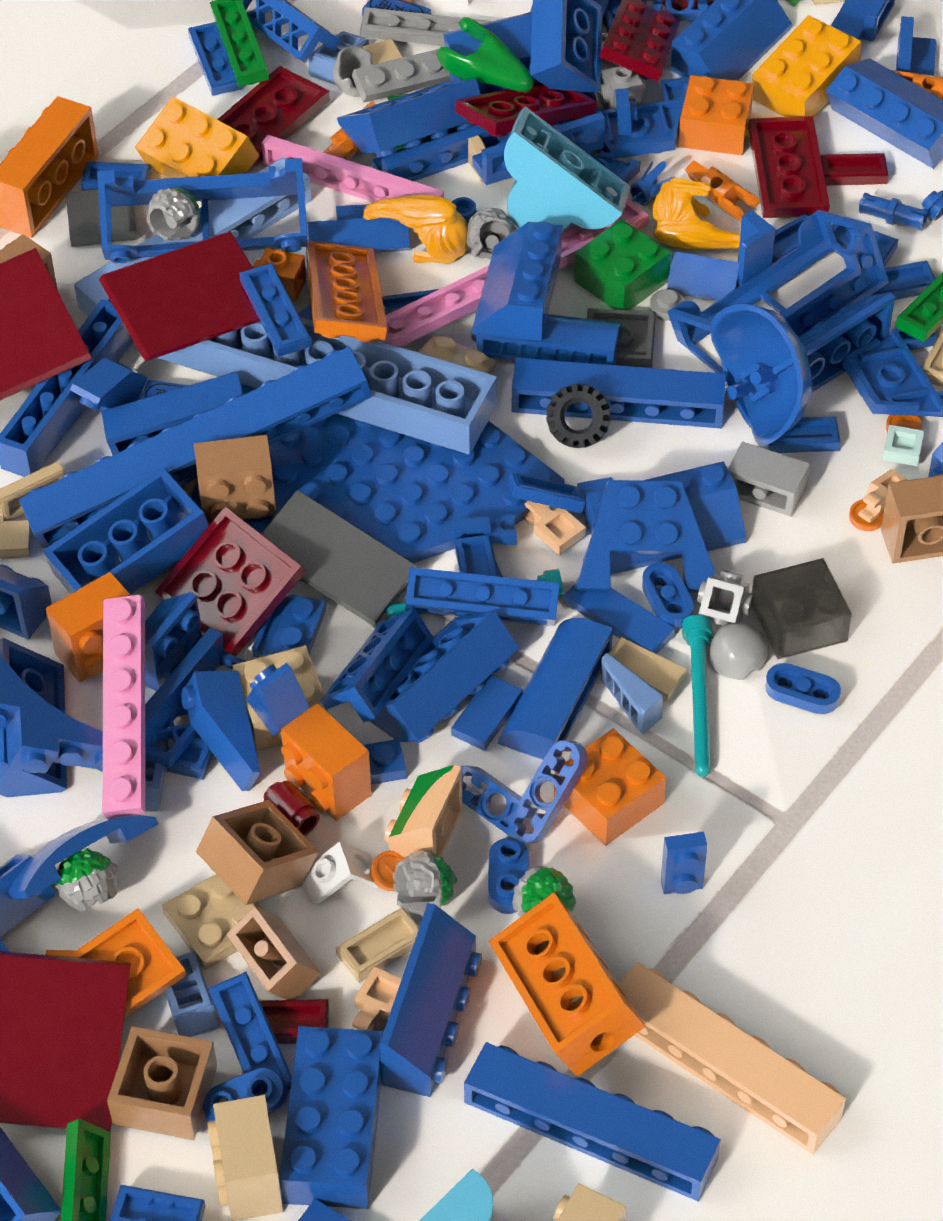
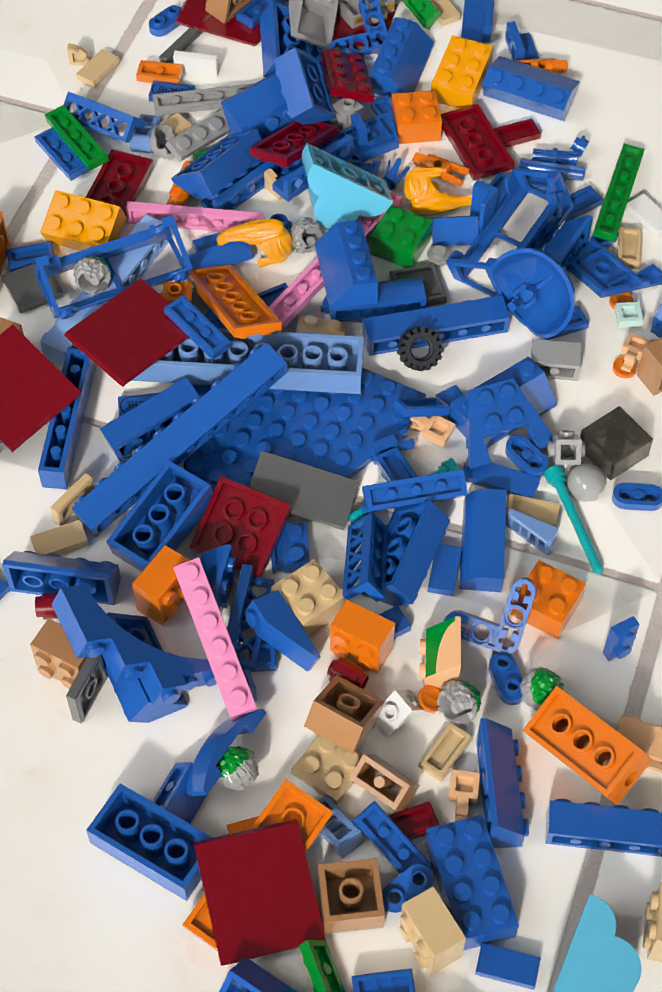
camera: 20 degrees left, 5 degrees up
(109, 385) = (97, 409): blue slope -> none
(236, 477) = (218, 453): medium nougat brick -> none
(277, 697) = (319, 604): blue slope -> none
(490, 63) = (261, 116): green animal -> none
(907, 236) = (571, 172): none -> blue axle

